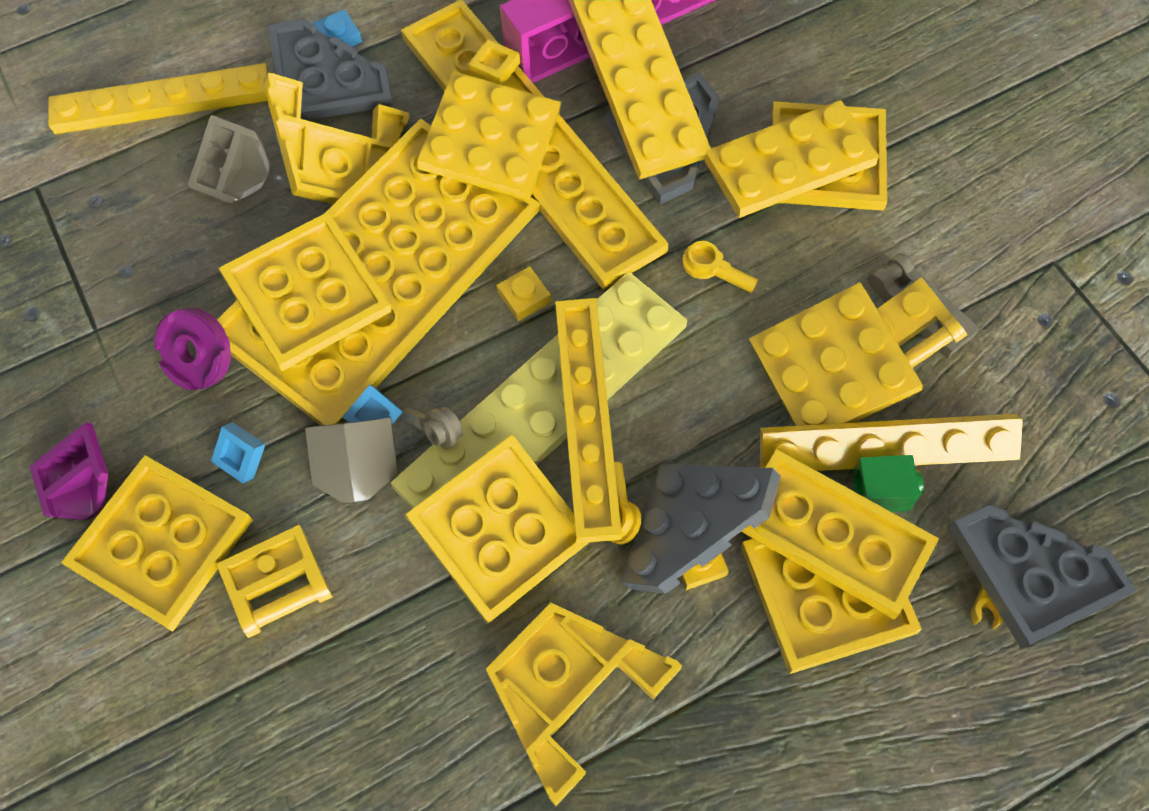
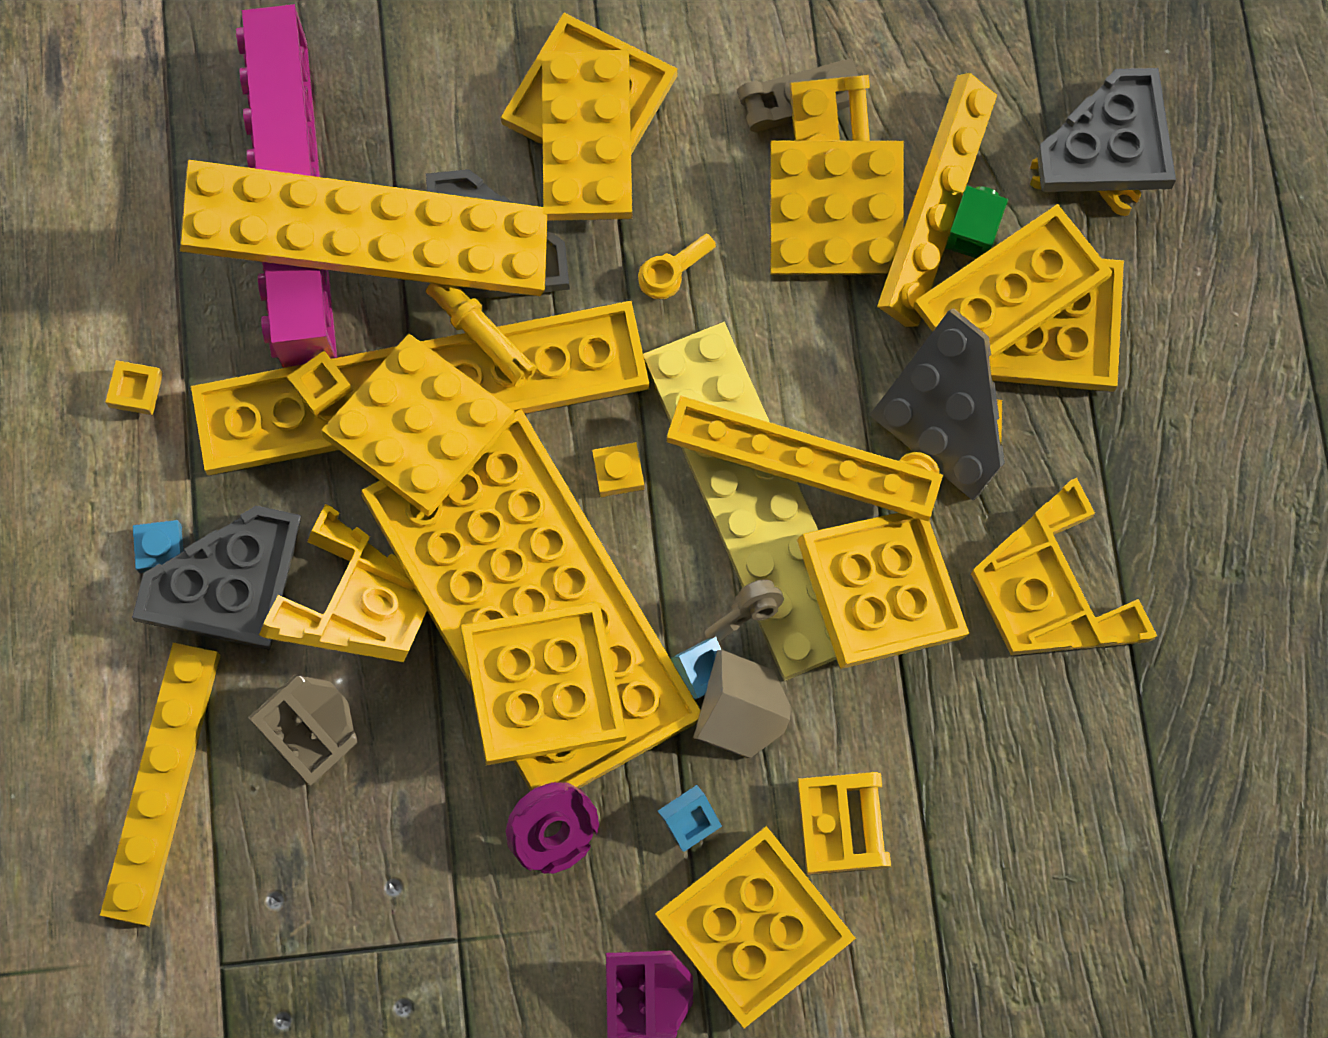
camera: 70 degrees left, 10 degrees up
(594, 136) = (468, 316): none -> yellow pin

